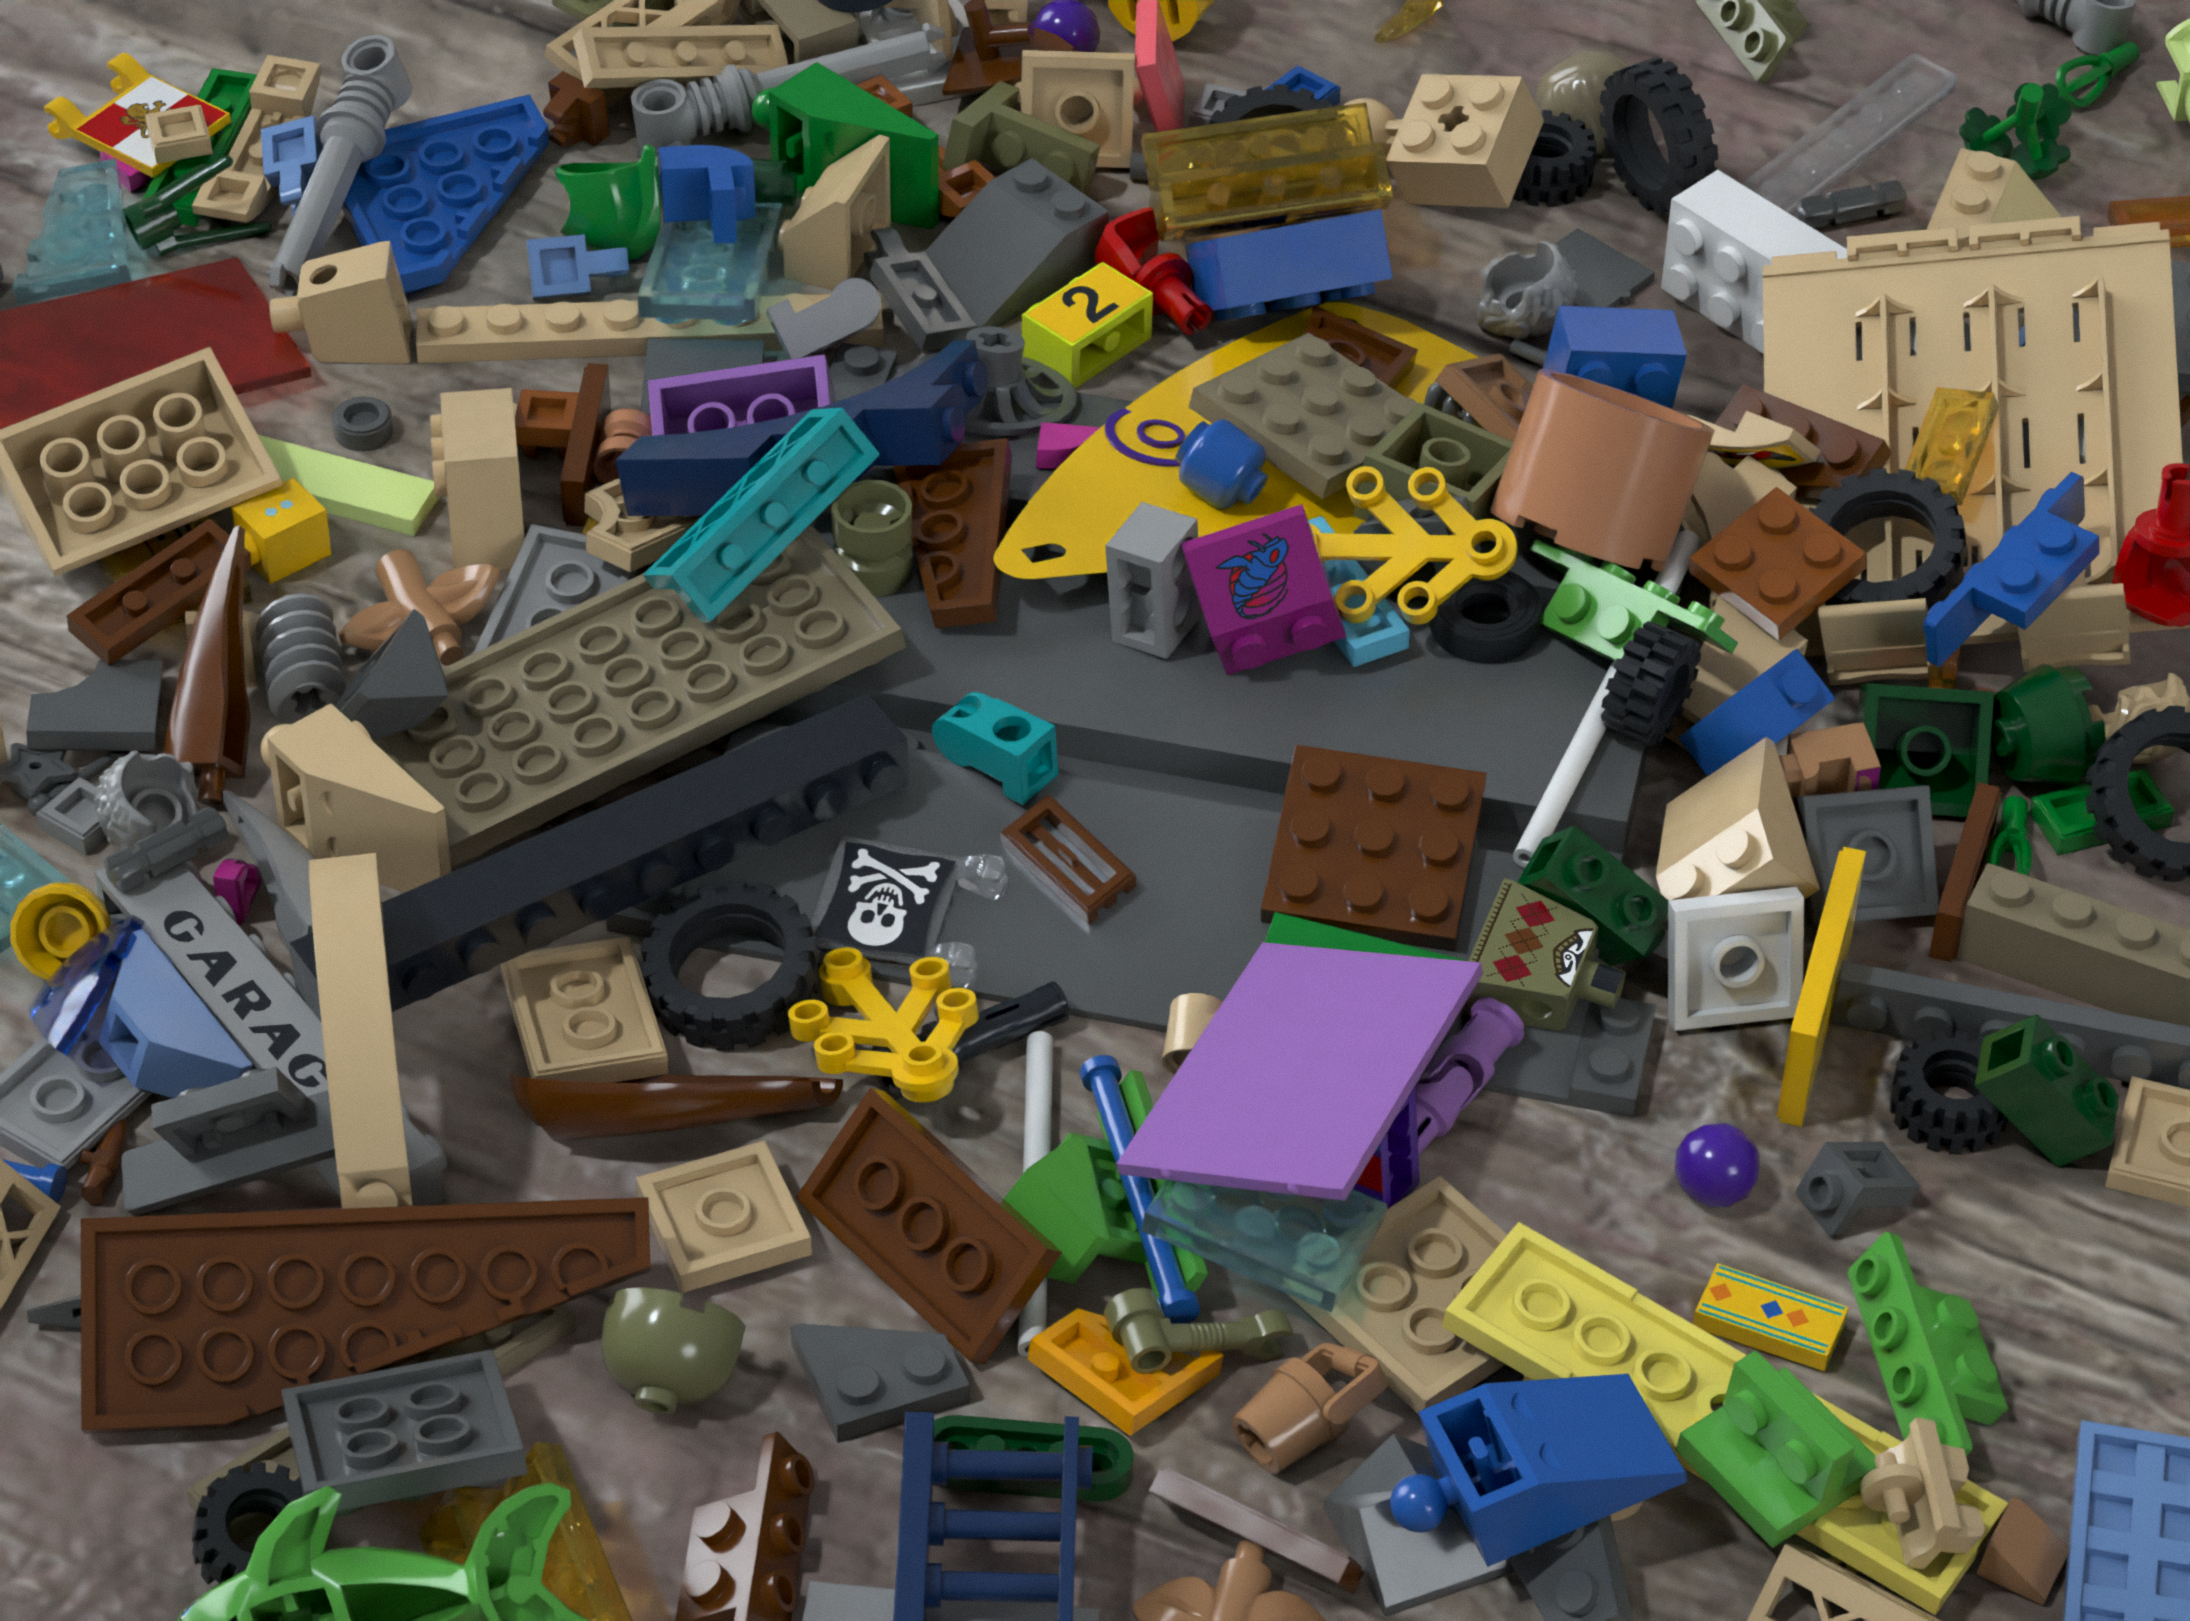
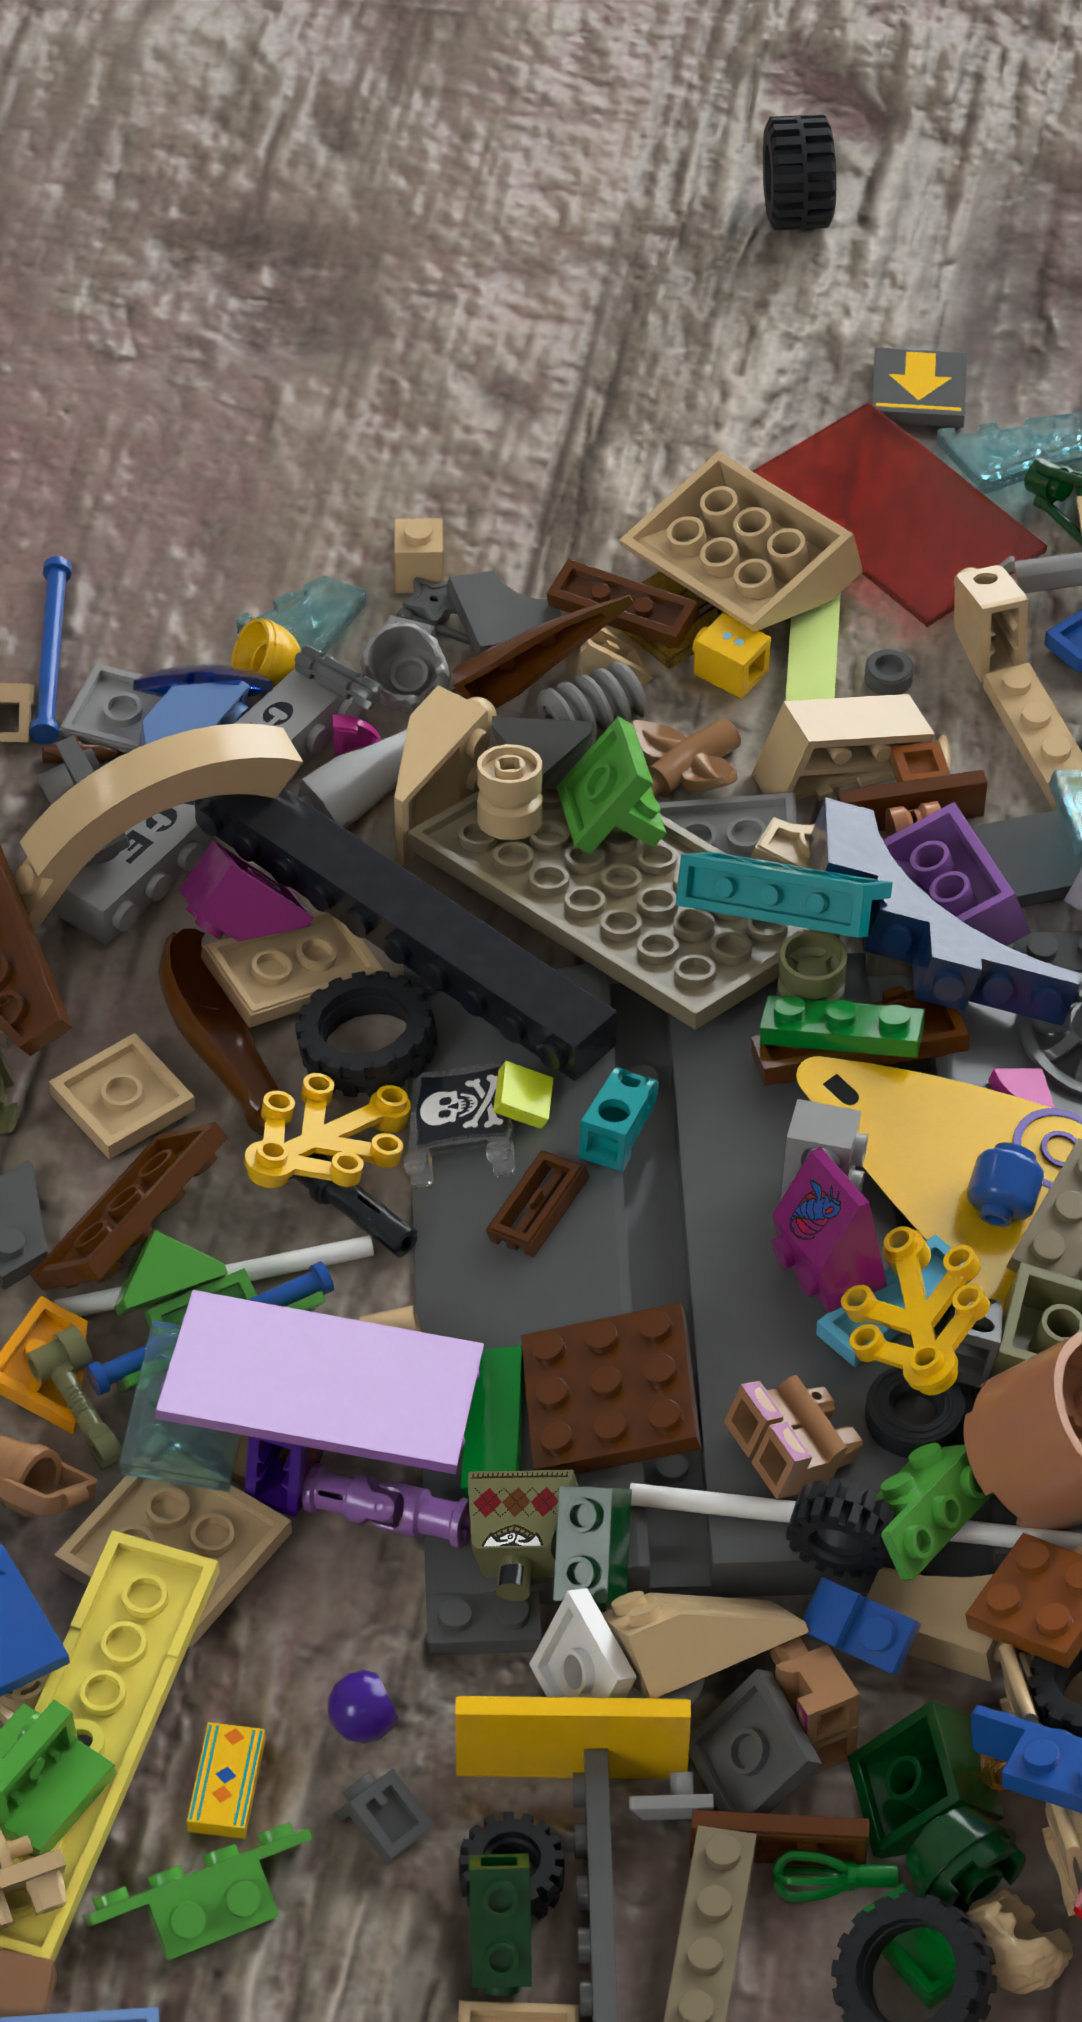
camera: 75 degrees right, 5 degrees up
(459, 723) = (509, 792): none -> tan wheel
(479, 1022) = (239, 898): none -> magenta slope
(502, 634) = (611, 790): none -> bright green bracket
(913, 829) = (523, 1094): none -> neon yellow tile
(957, 528) = (842, 1026): none -> green plate
(1506, 701) = (790, 1434): none -> medium nougat hips
(1905, 937) = (673, 1806): none -> light grey piece

